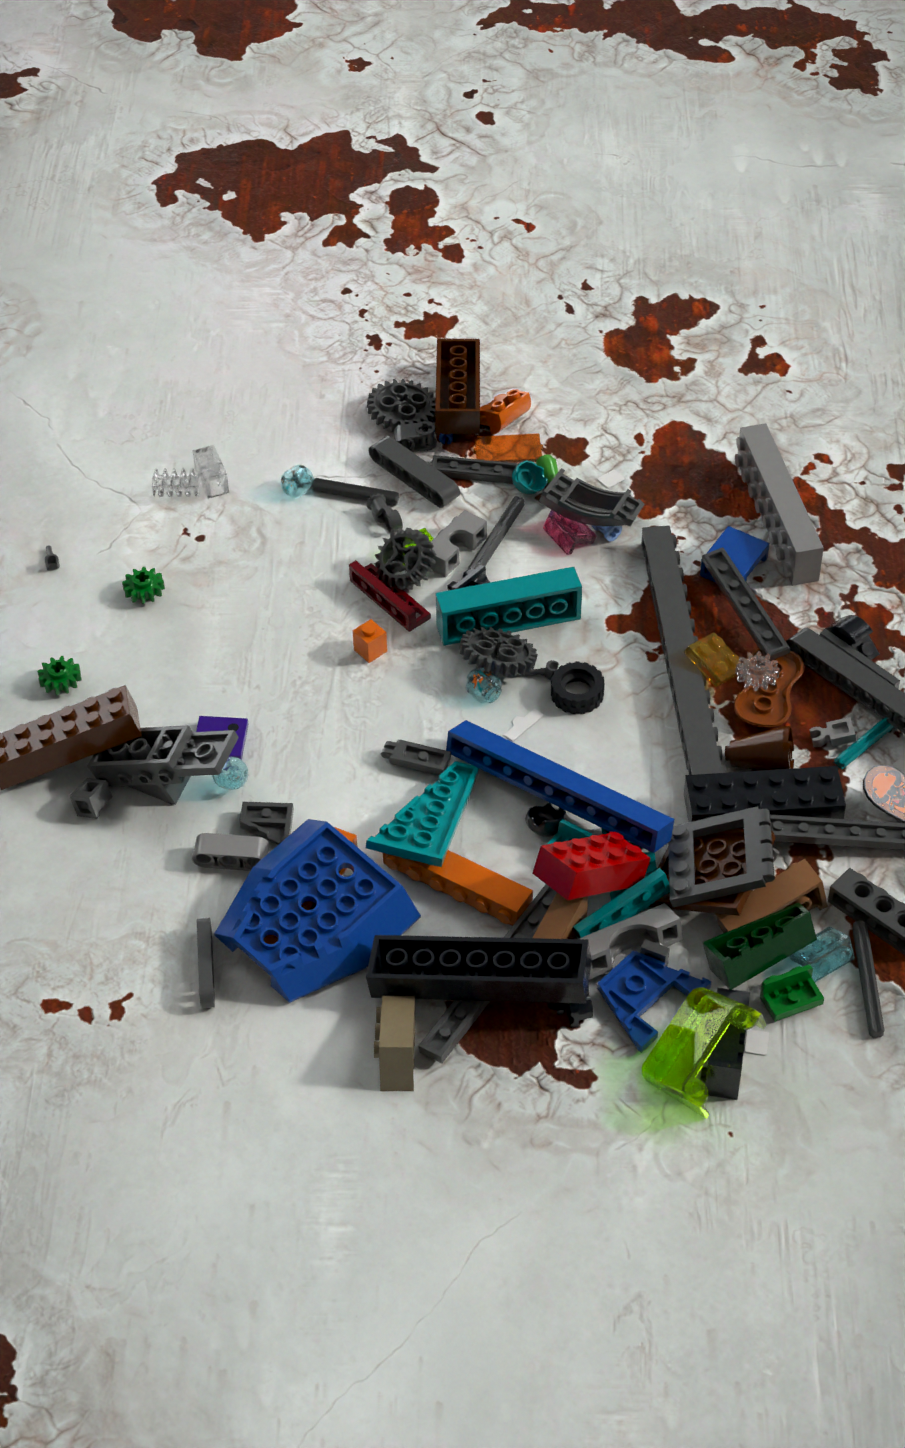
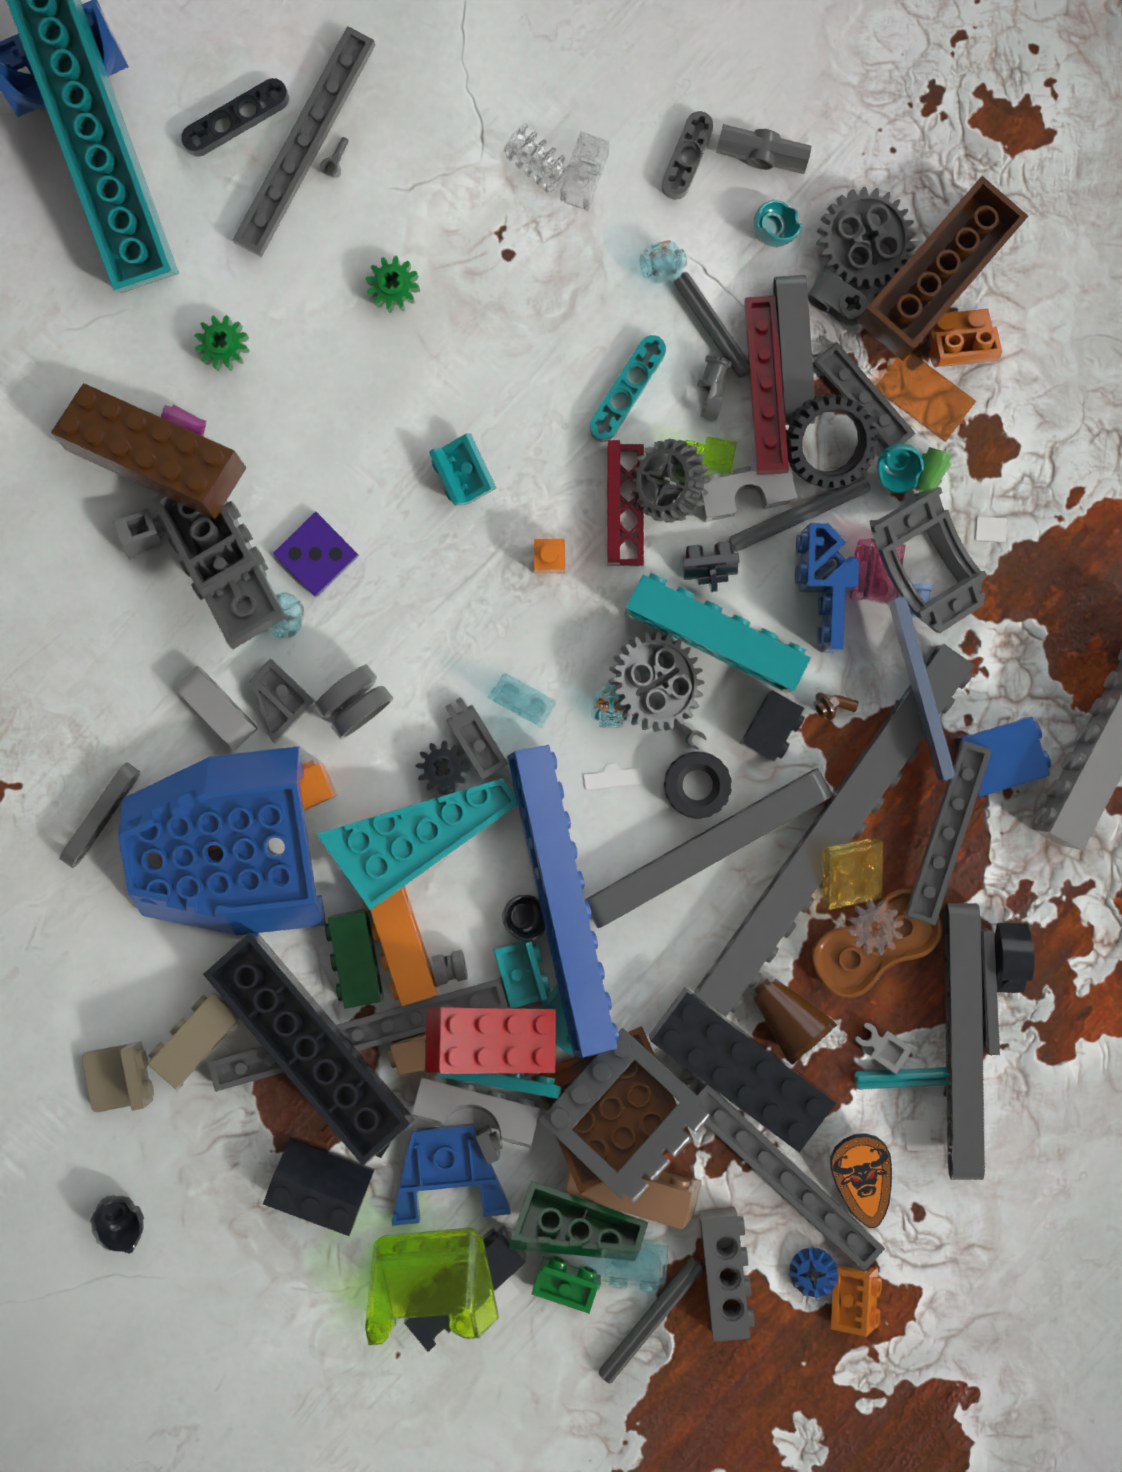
camera: 35 degrees right, 40 degrees up
(24, 562) = (304, 141): none -> dark grey plate
(264, 428) = (688, 132): none -> dark grey beam
(274, 637) = (462, 470): none -> teal bracket
(304, 406) = (763, 149): none -> dark grey piece
(320, 778) = (350, 698): none -> dark grey wheel
(335, 546) = (630, 390): none -> teal beam
(345, 429) = (776, 223): none -> teal hair
(365, 1101) = (118, 1077): none -> dark tan bracket
(410, 781) = (430, 768): none -> black gear
(415, 489) = (766, 385): none -> dark red plate
(427, 718) = (522, 700): none -> clear light blue bracket
(451, 1188) = (117, 1224): none -> black hair
(457, 914) = (354, 959): none -> dark green brick
(486, 471) = (861, 455): none -> black tyre
(525, 876) = (449, 967): none -> dark grey wheel
(544, 544) = (817, 545): none -> blue piece
(571, 1067) = (318, 1186): none -> black slope
(589, 631) = (773, 726): none -> black brick
(610, 601) = (827, 705): none -> reddish brown plate
(619, 706) = (708, 847): none -> dark grey beam
(652, 547) = (921, 688): none -> sand blue tile

